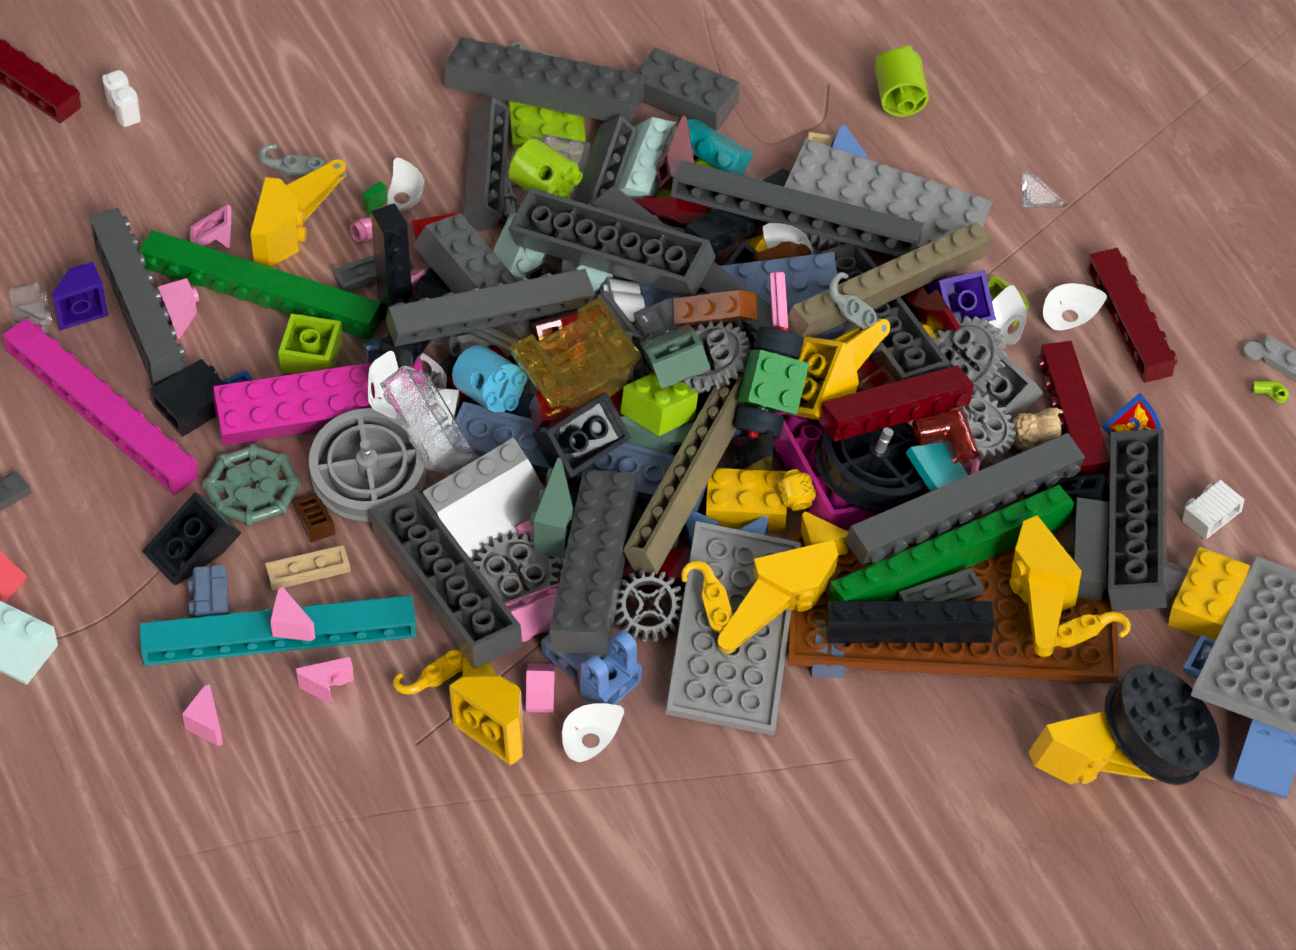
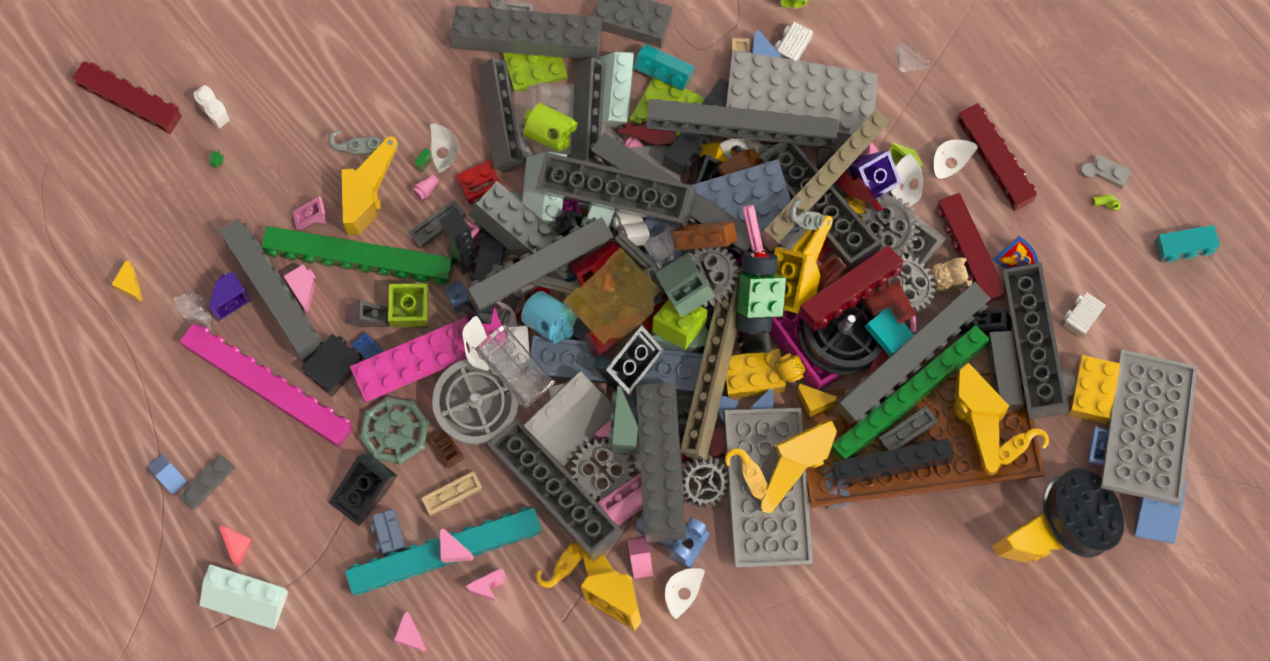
camera: 10 degrees left, 20 degrees up
(110, 155) = (216, 159): none -> green plate
(252, 349) = (366, 314): none -> dark grey slope
(675, 149) = (640, 86): slope -> none
(891, 147) = (794, 42): none -> white brick

